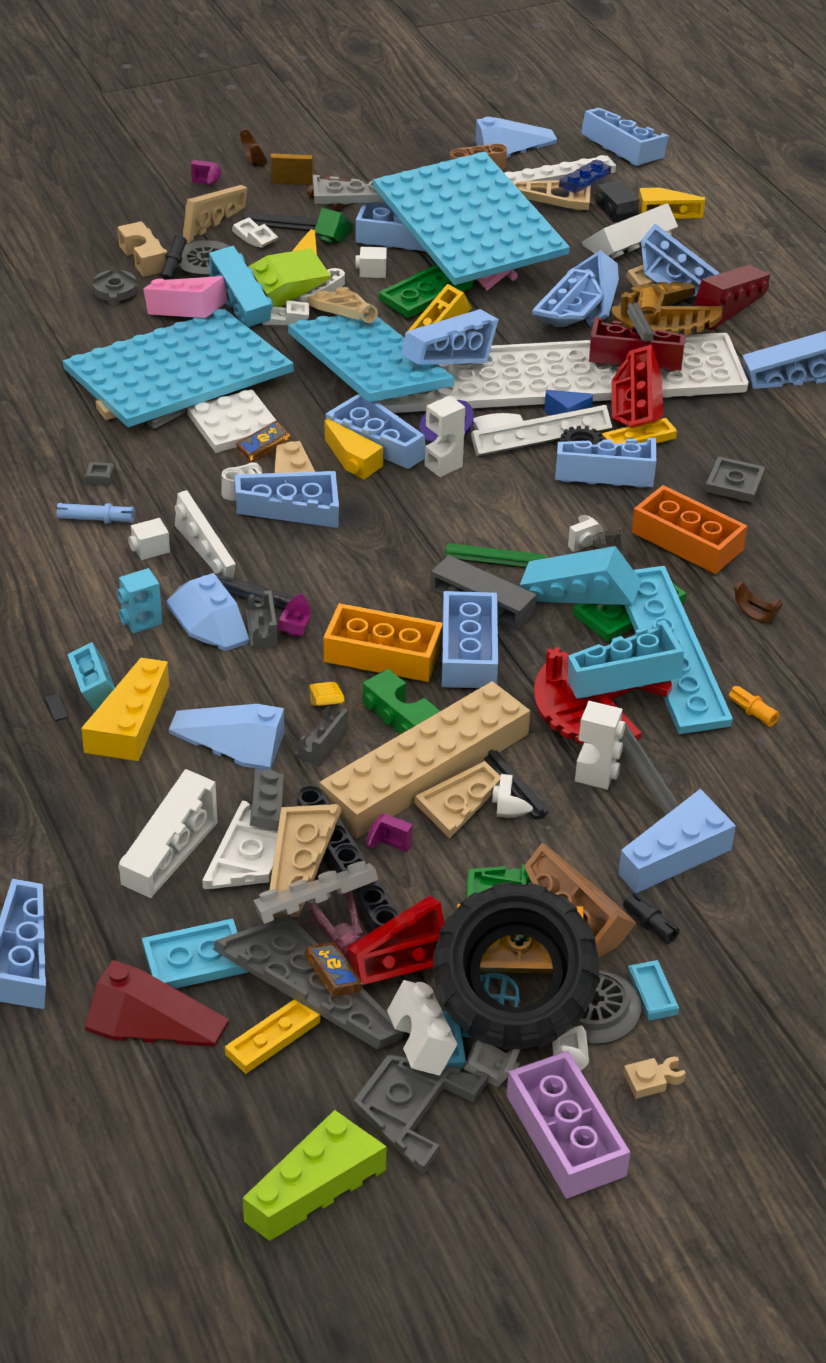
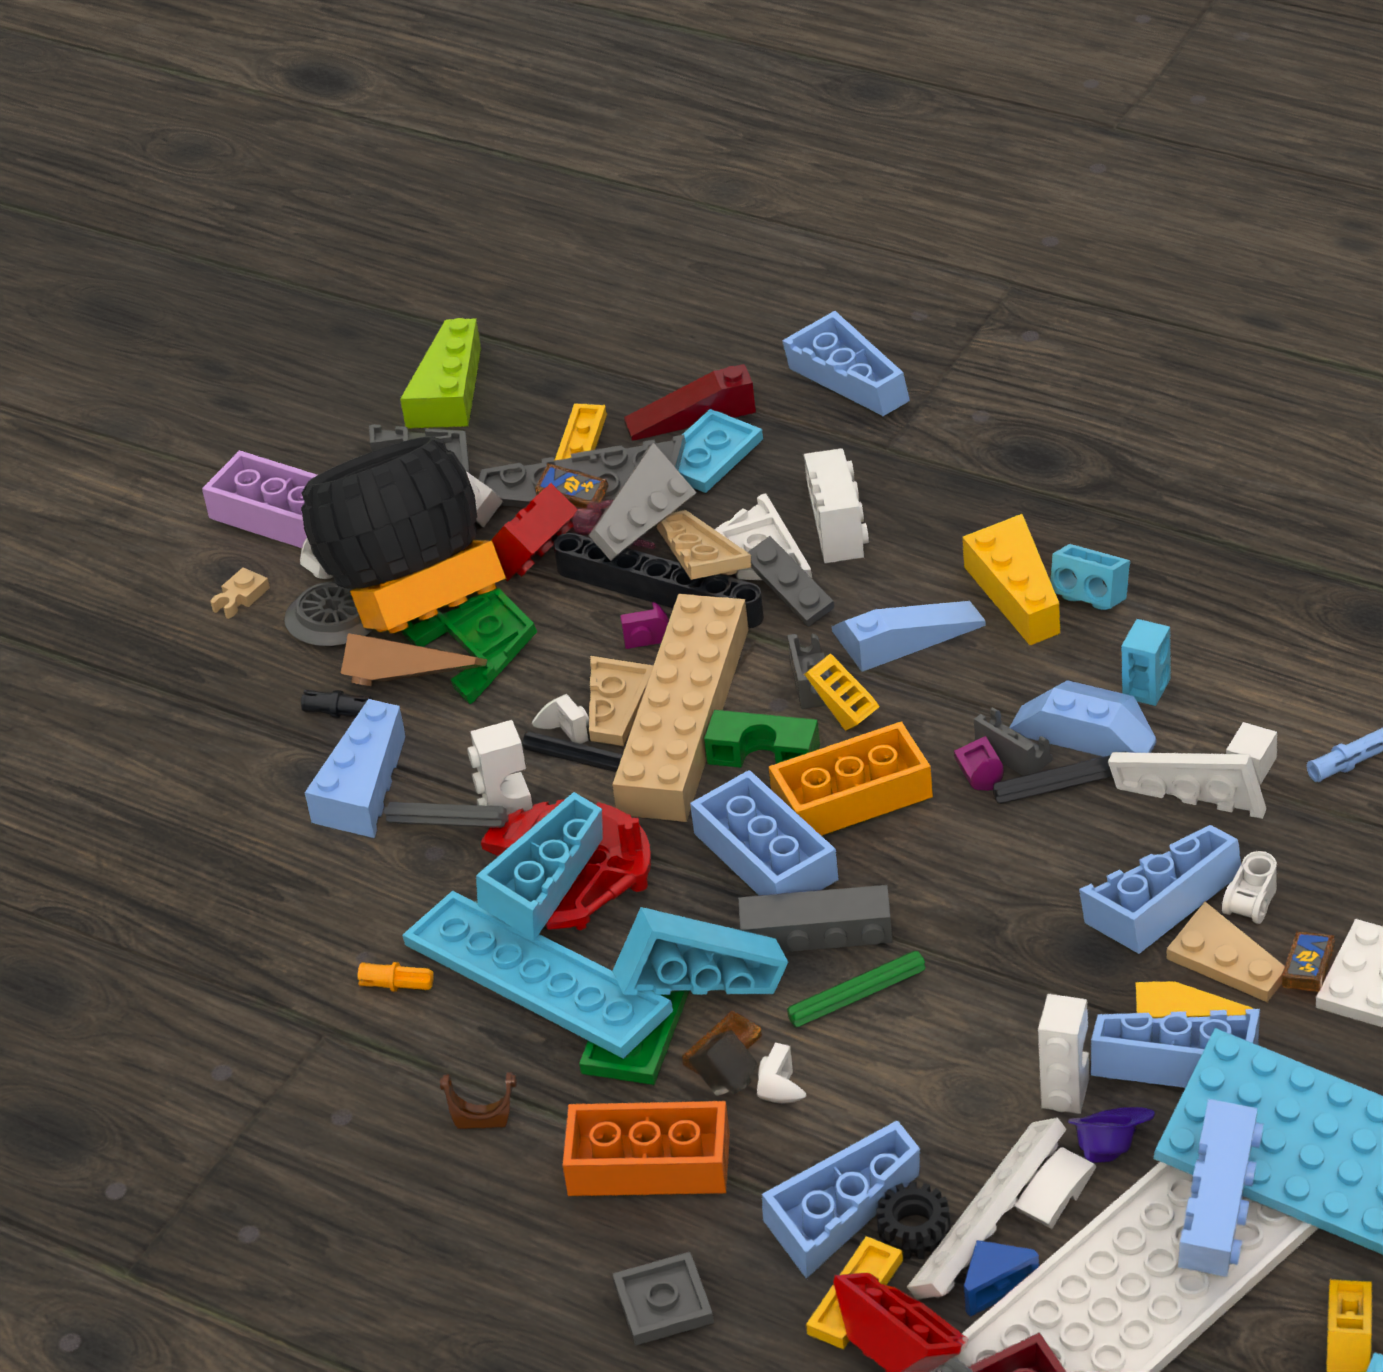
camera: 150 degrees right, 0 degrees up
(653, 990) = (290, 653): medium azure tile -> none

